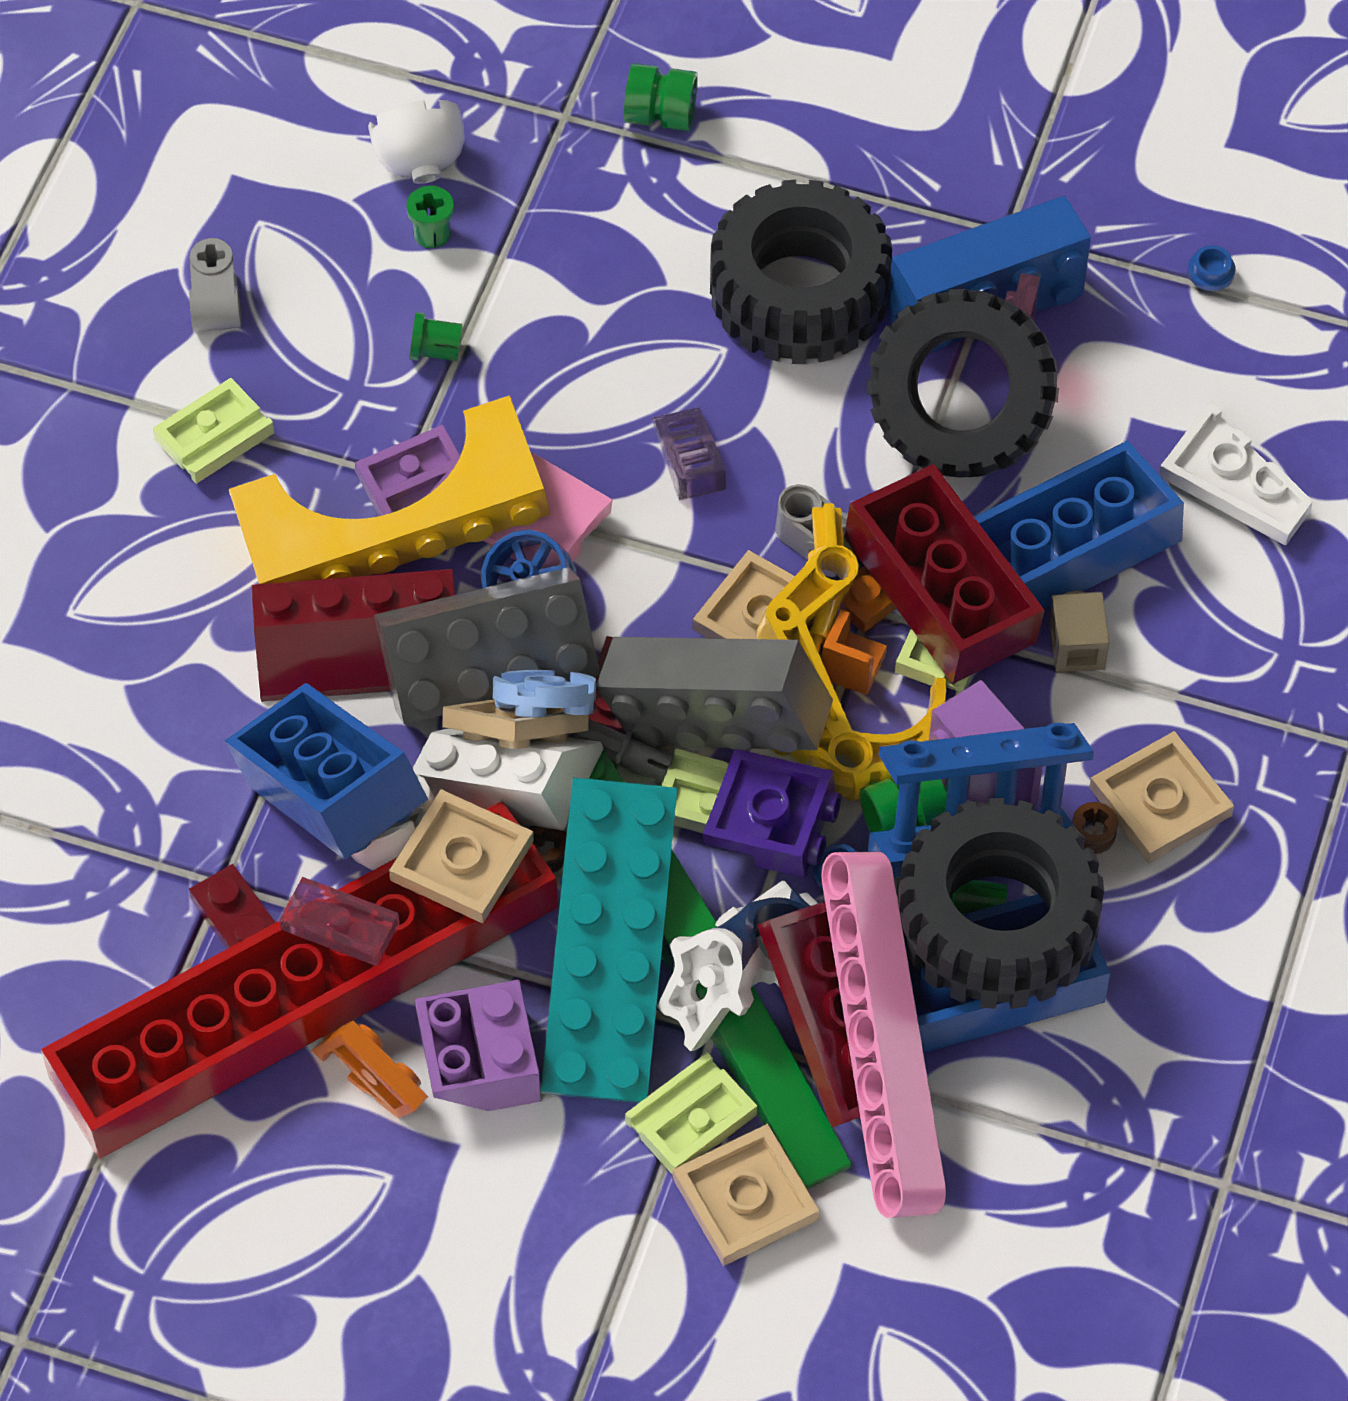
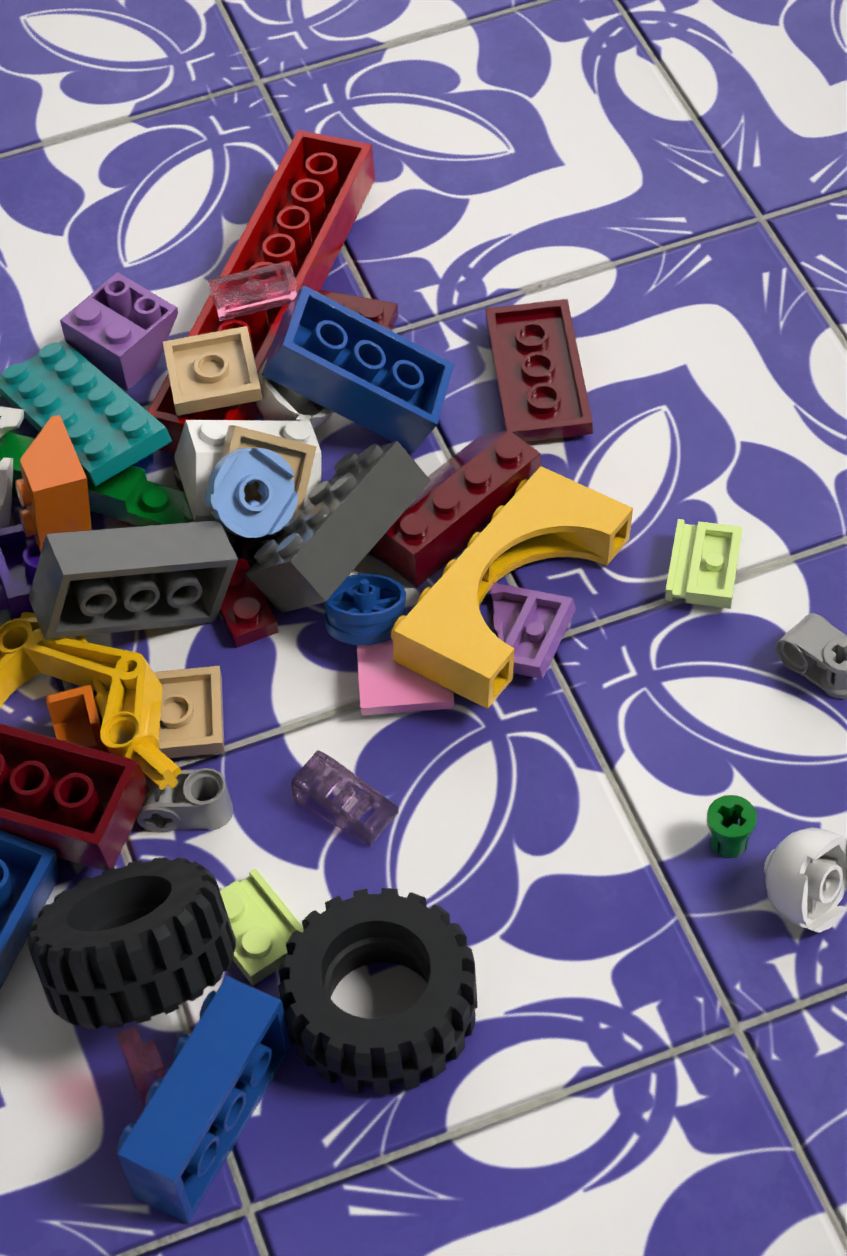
camera: 145 degrees right, 5 degrees down
(142, 714) = (538, 370): none -> dark red plate
(372, 1069) = (177, 275): orange wing -> none
(435, 338) = (622, 737): green bush -> none
(660, 97) = (662, 1076): green wheel -> none
(718, 807) = (52, 485): none -> orange slope
(841, 410) = (259, 925): none -> yellowish green plate

